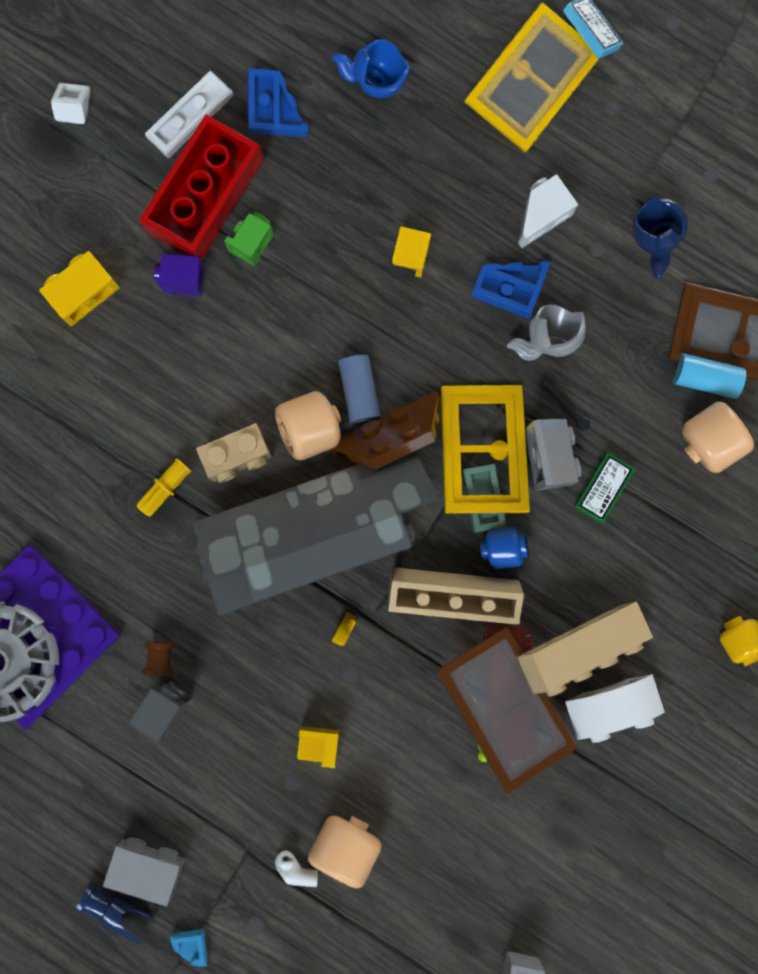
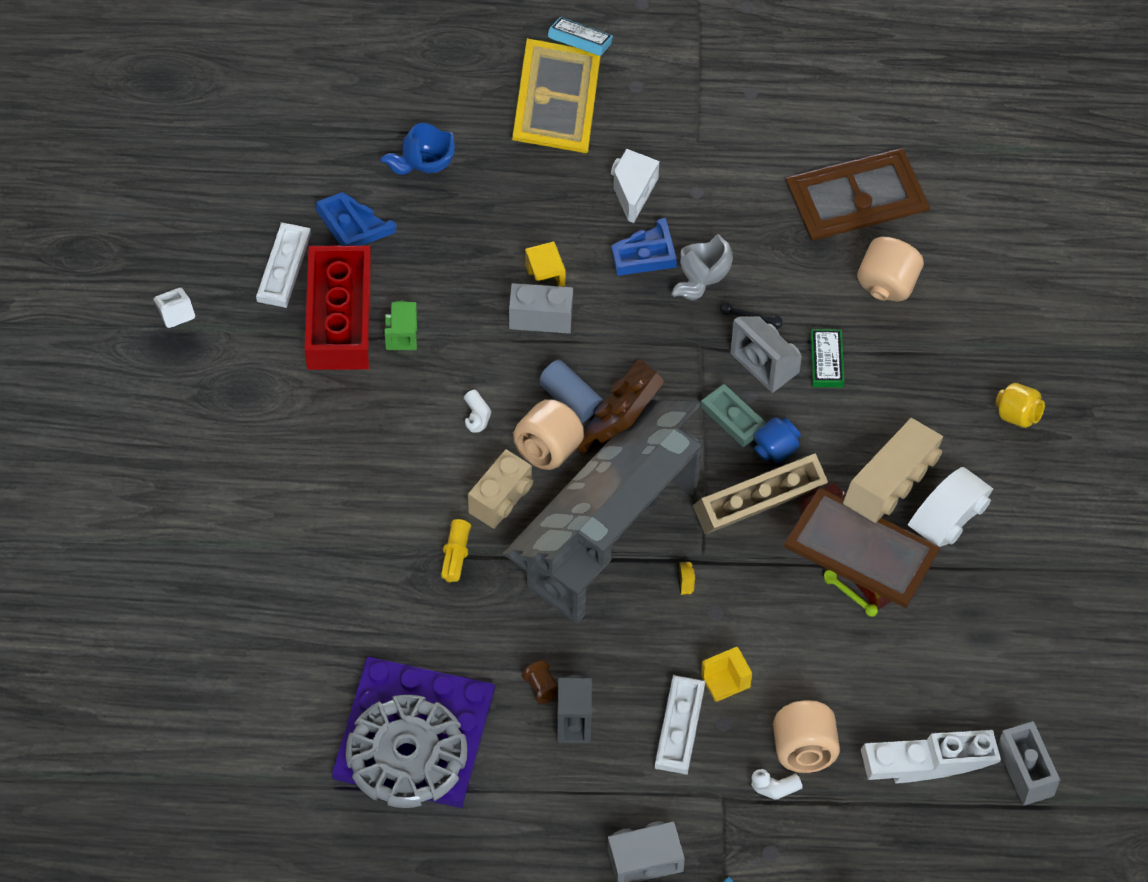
camera: 25 degrees left, 25 degrees down
(78, 288) = (279, 437): yellow brick -> none
(180, 274) = (360, 382): dark purple brick -> none
(252, 764) = (680, 724): none -> white tile
(267, 364) = (480, 412): none -> white arm
(380, 292) = (541, 308): none -> light grey brick
(441, 929) = (931, 758): none -> white slope
(514, 448) = (761, 393): yellow door -> none
(658, 230) = (737, 148): dark blue hair -> none
(710, 376) = (852, 232): medium azure brick -> none

